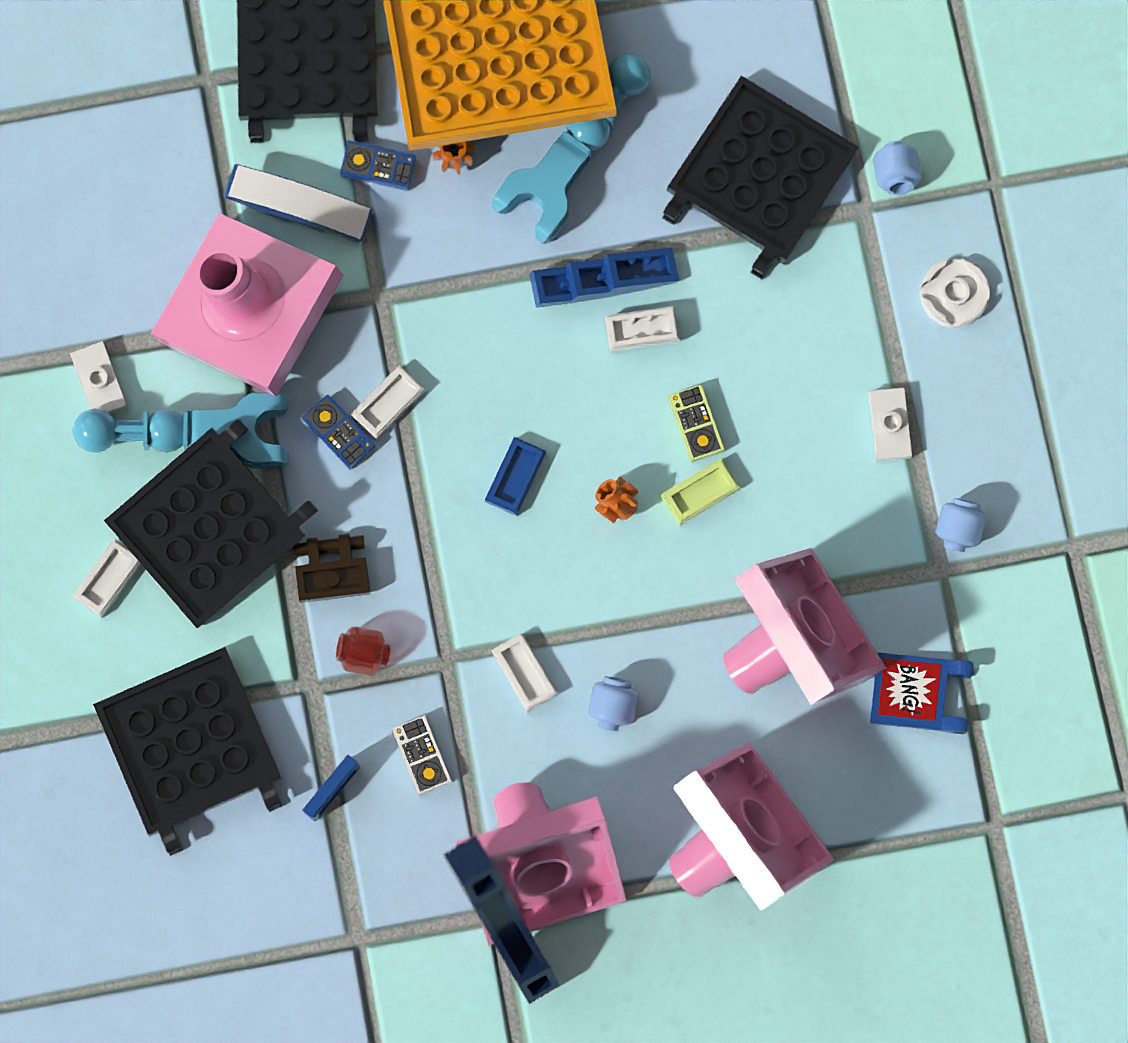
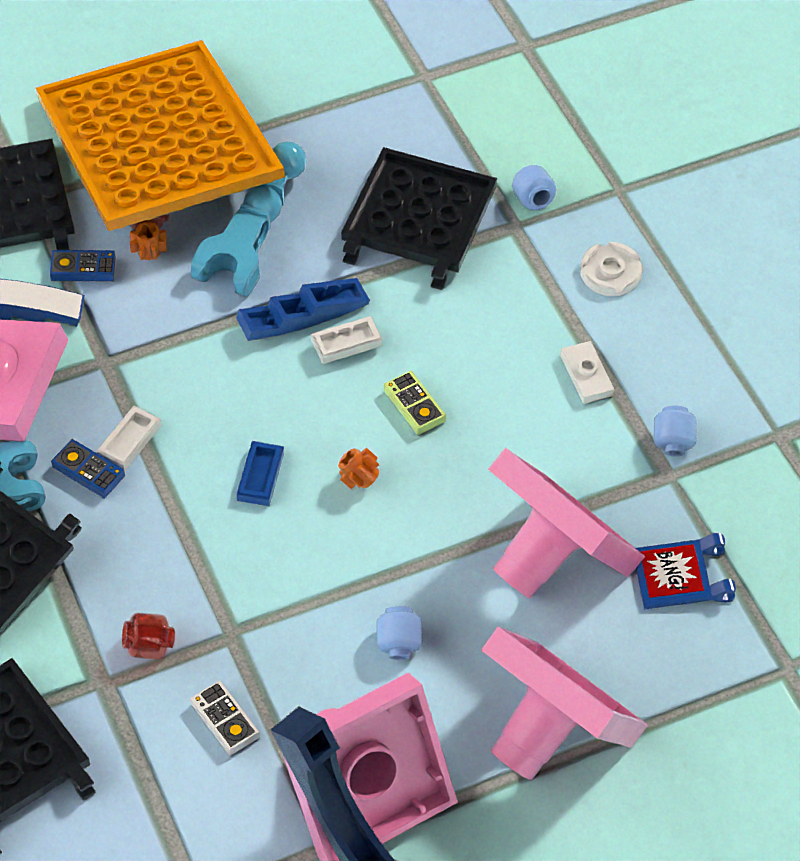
camera: 15 degrees left, 25 degrees down
(331, 788) = (141, 760): blue tile -> none
(335, 578) = (104, 584): dark brown plate -> none
(524, 672) = (308, 628): white tile -> none
(700, 492) = (432, 454): yellowish green tile -> none

